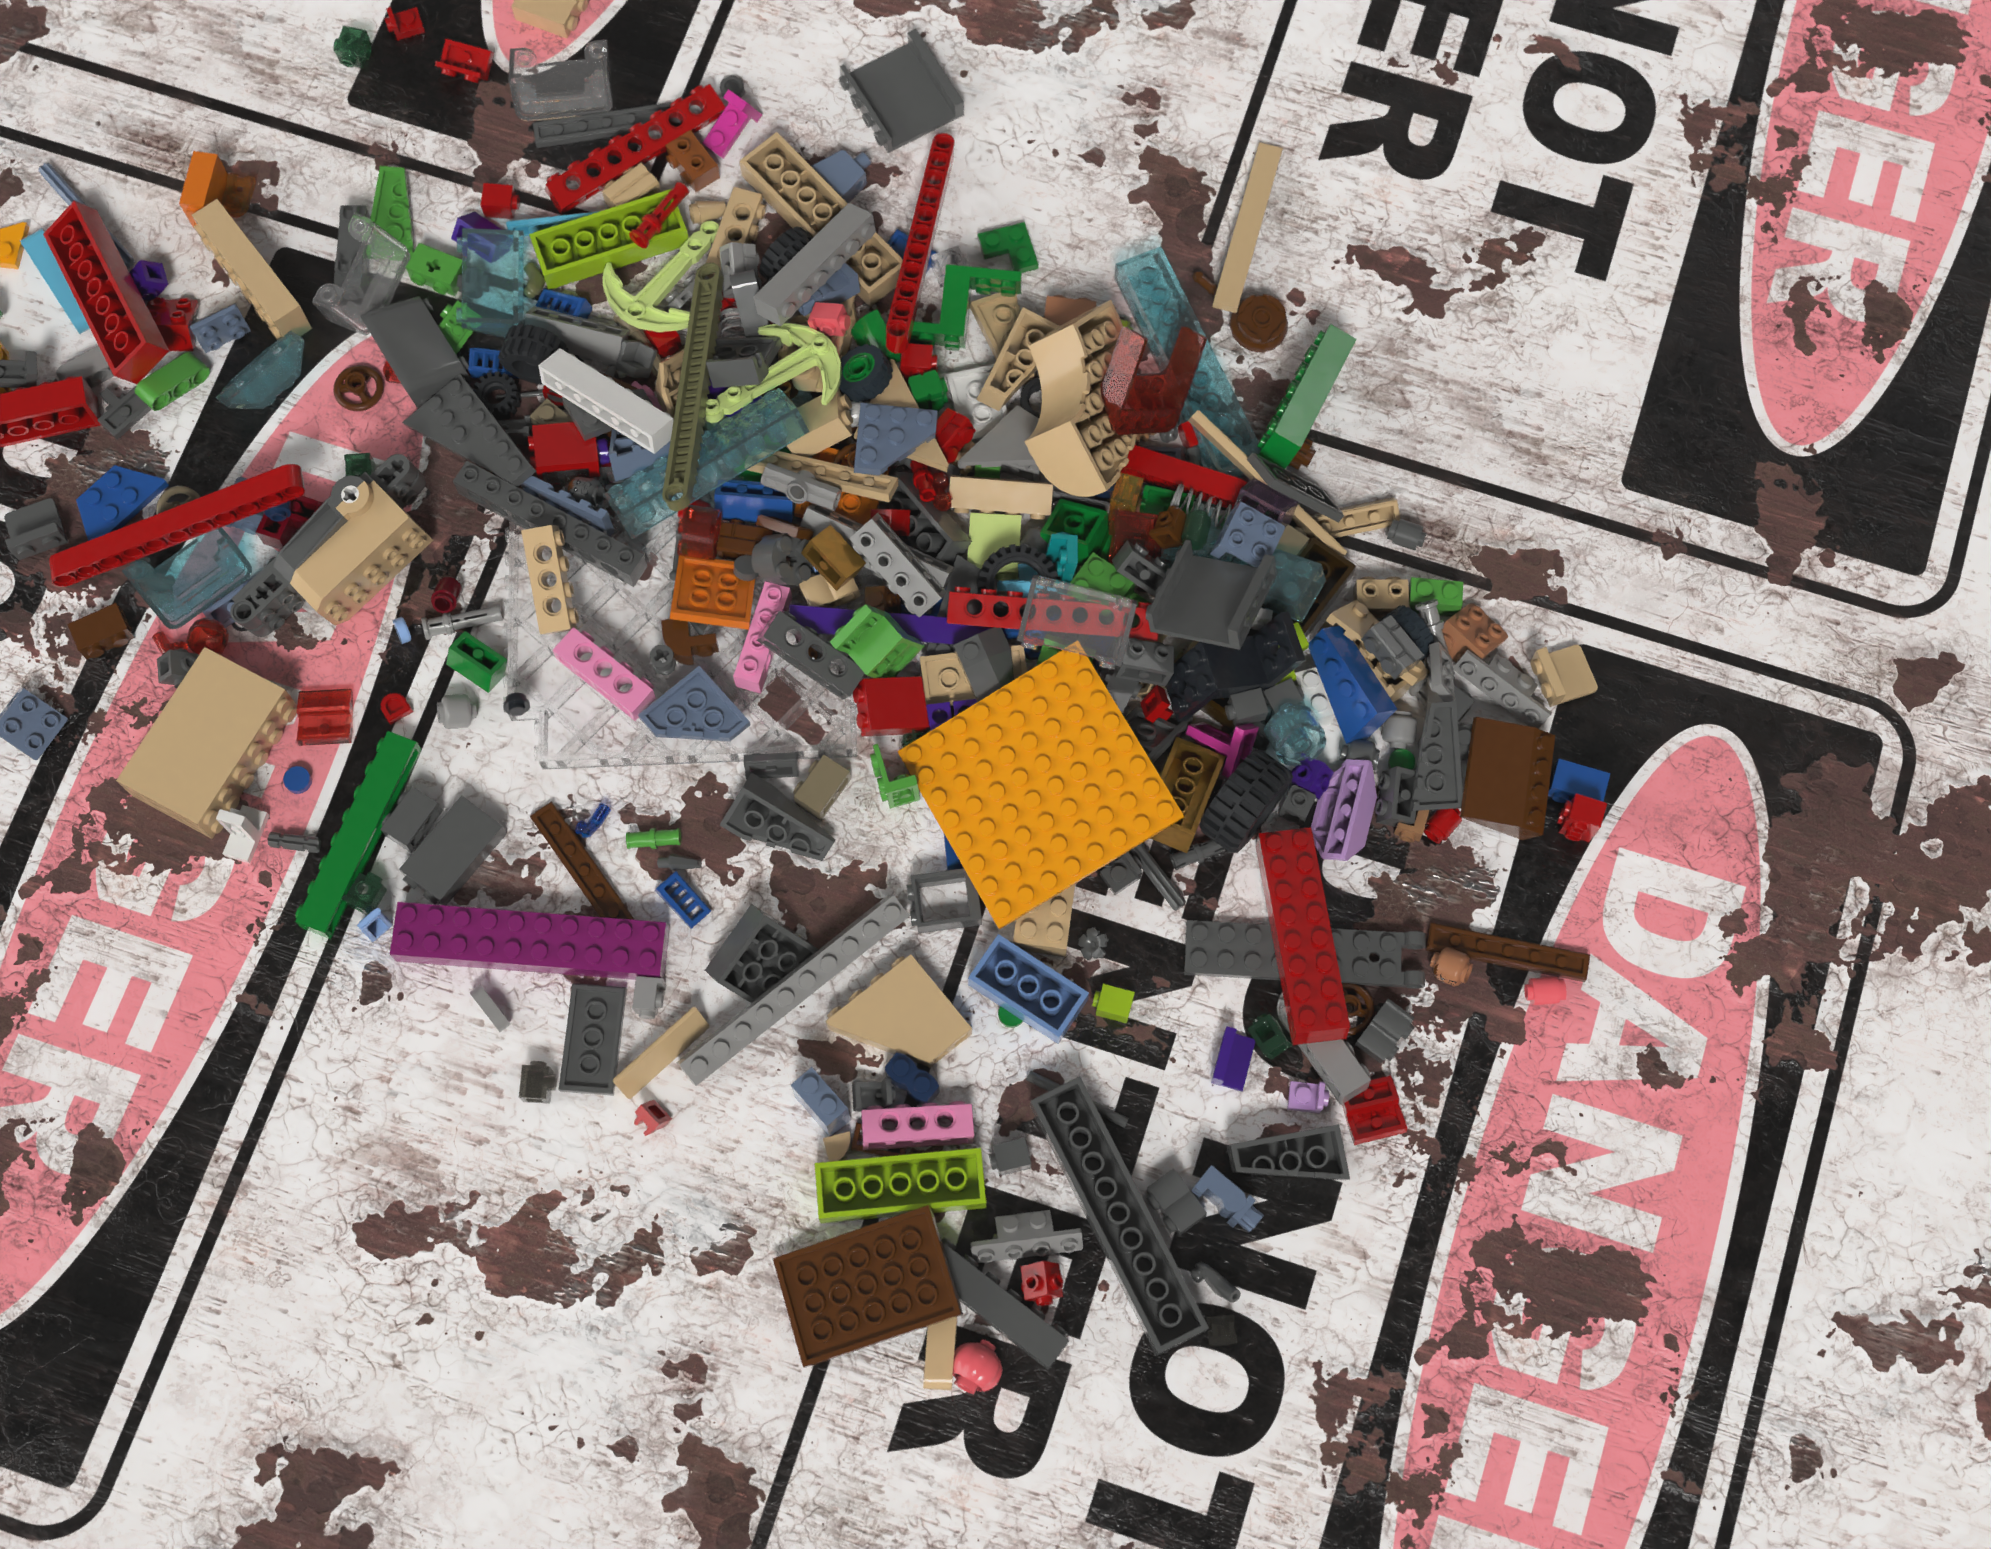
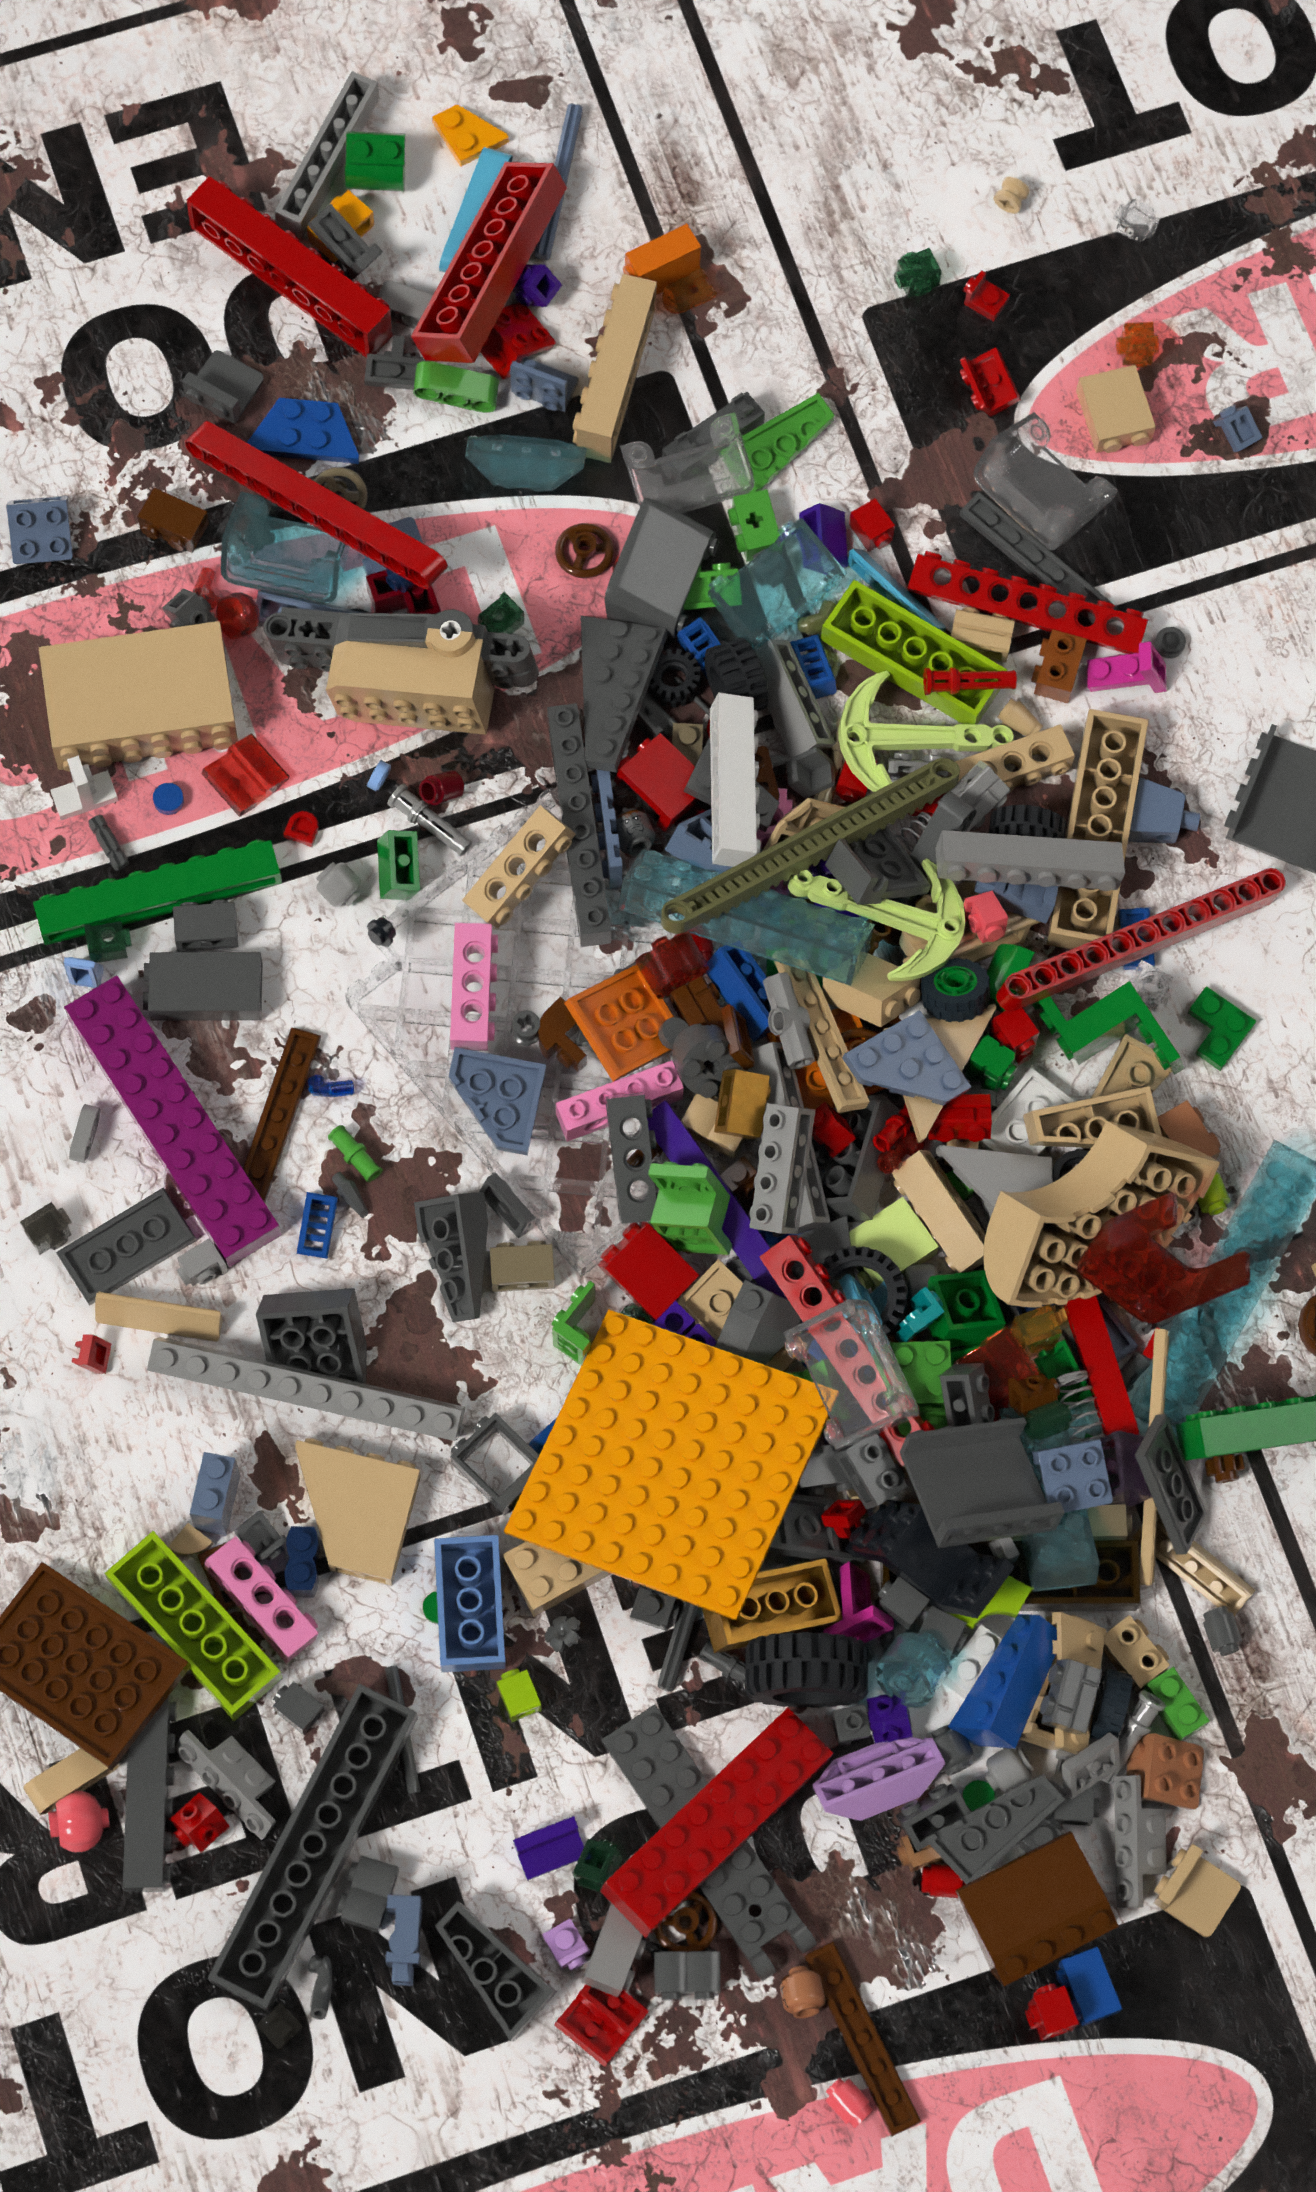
camera: 50 degrees right, 0 degrees up
(603, 450) = (692, 810): dark purple tile -> none

